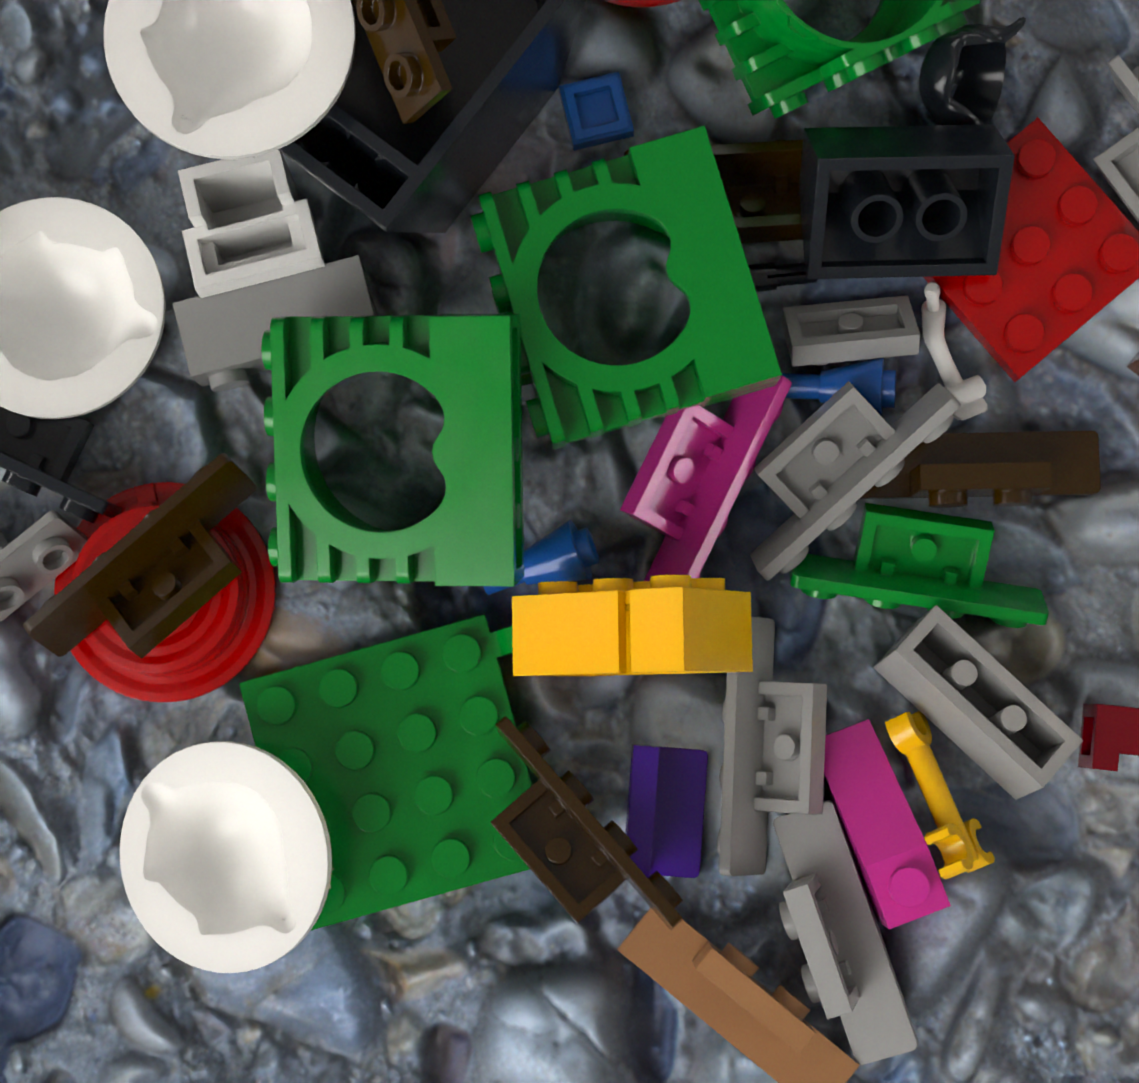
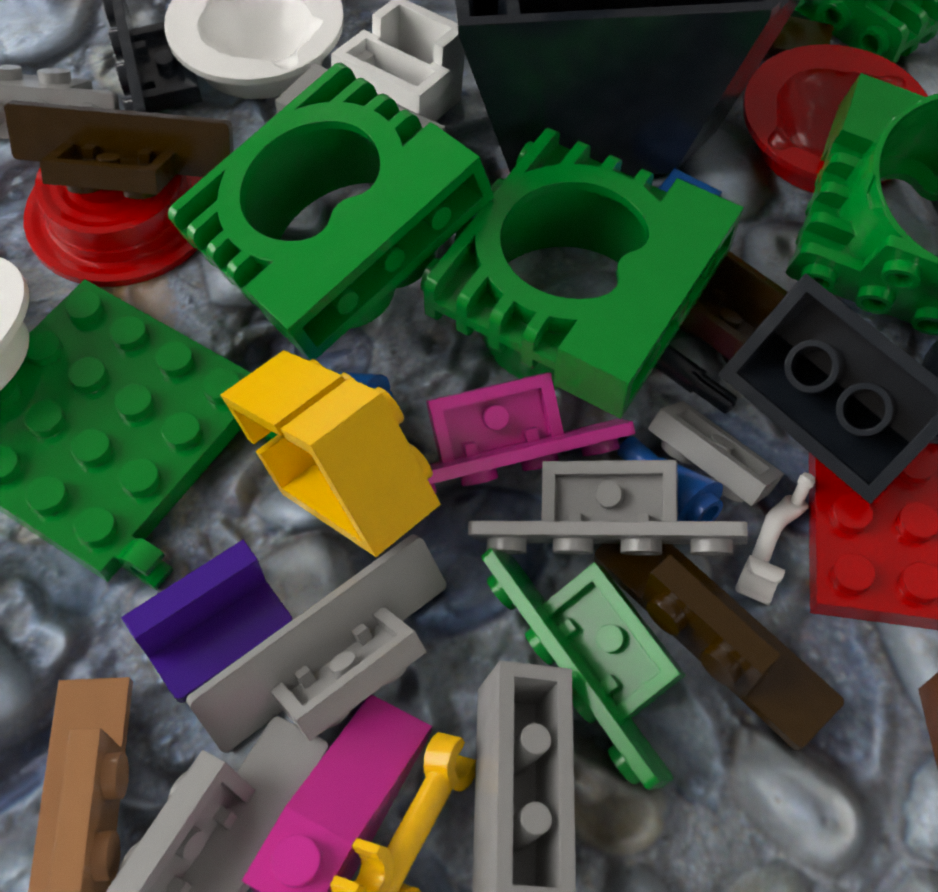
camera: 45 degrees right, 25 degrees down
(565, 842) = (112, 551): dark brown bracket -> none

